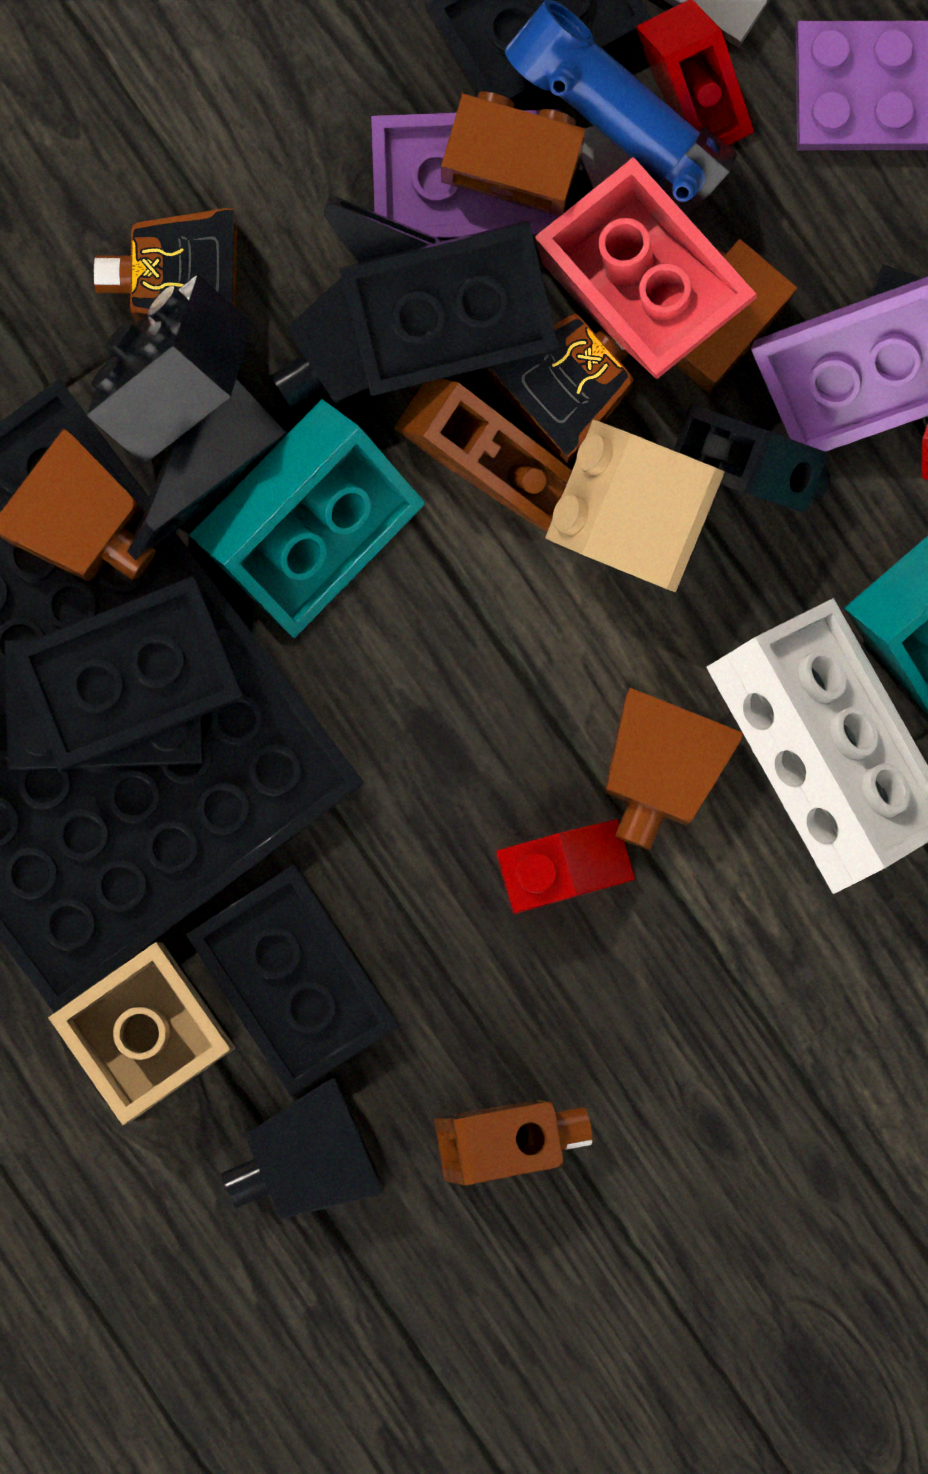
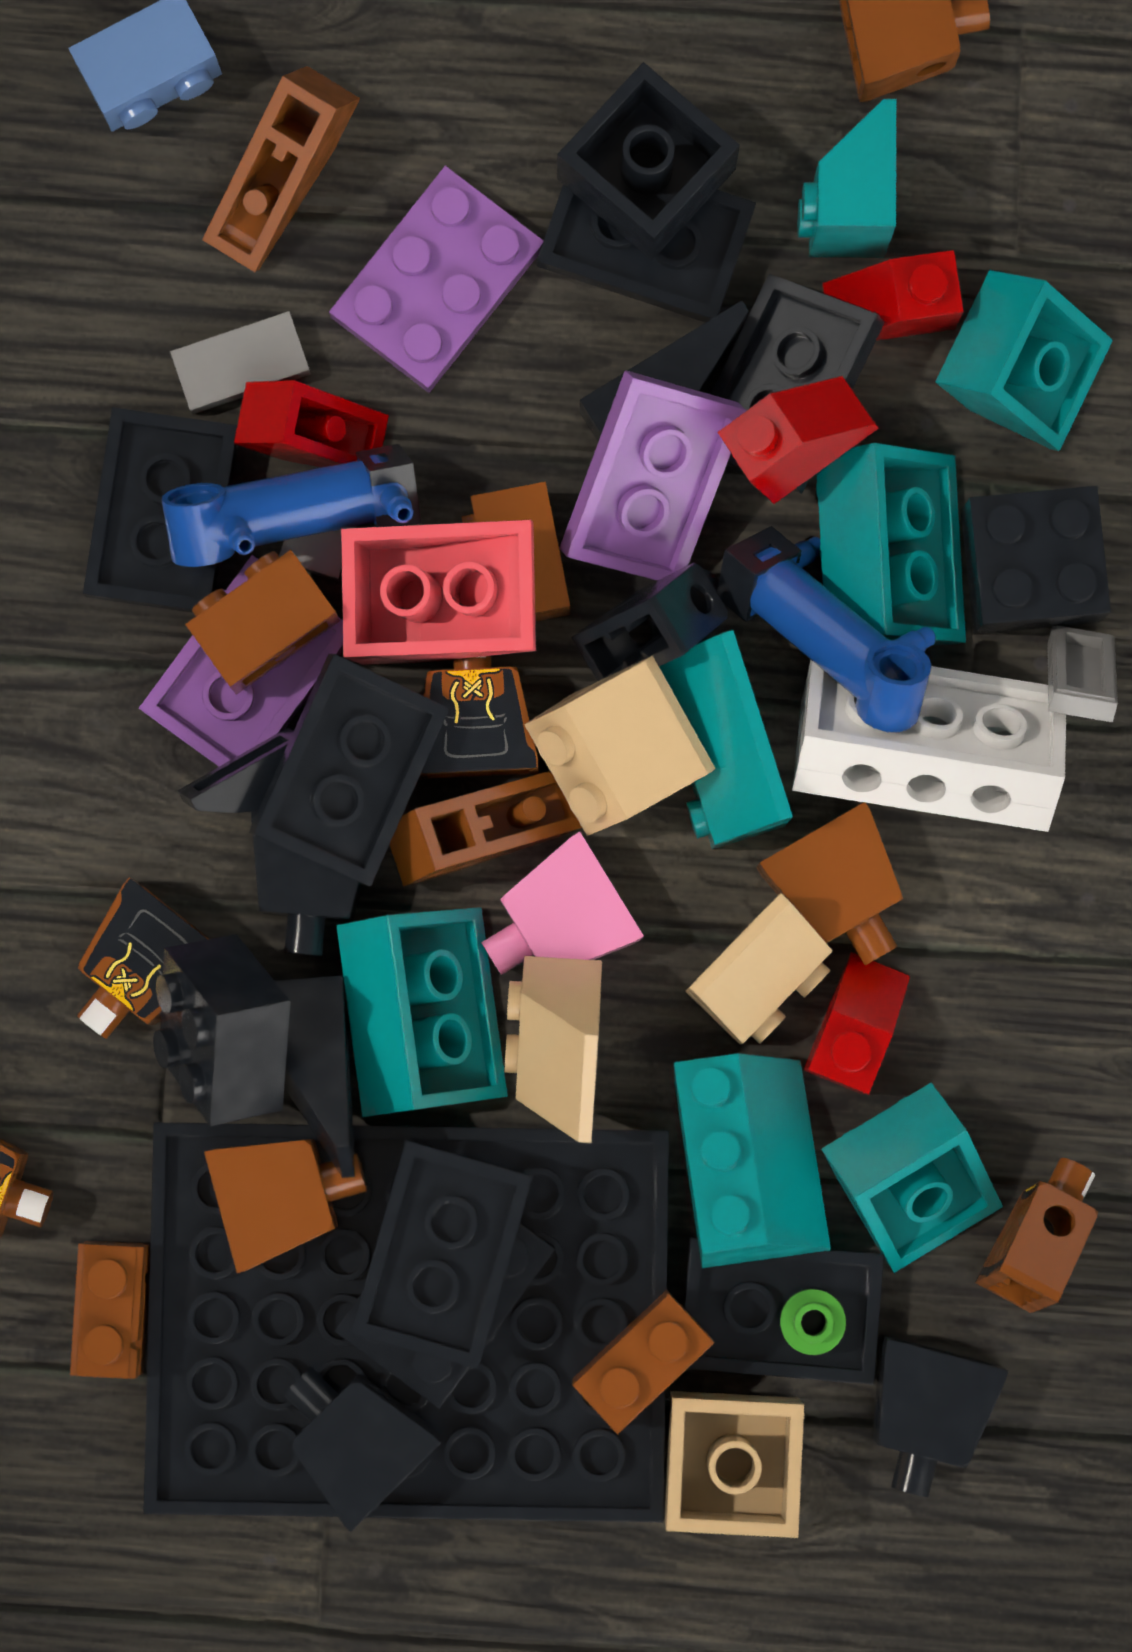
camera: 50 degrees left, 0 degrees up
(166, 896) = (642, 1361): none -> dark orange brick
(321, 1001) = (795, 1309): none -> bright green plate
(366, 636) = (556, 1040): none -> tan slope
(391, 861) = (750, 1158): none -> teal slope
(468, 568) = (563, 912): none -> bright pink torso
(477, 1002) = (913, 1176): none -> teal slope
(545, 755) = (761, 971): none -> tan slope
(674, 628) = (745, 789): none -> teal slope
(858, 524) = (885, 675): none -> blue piece

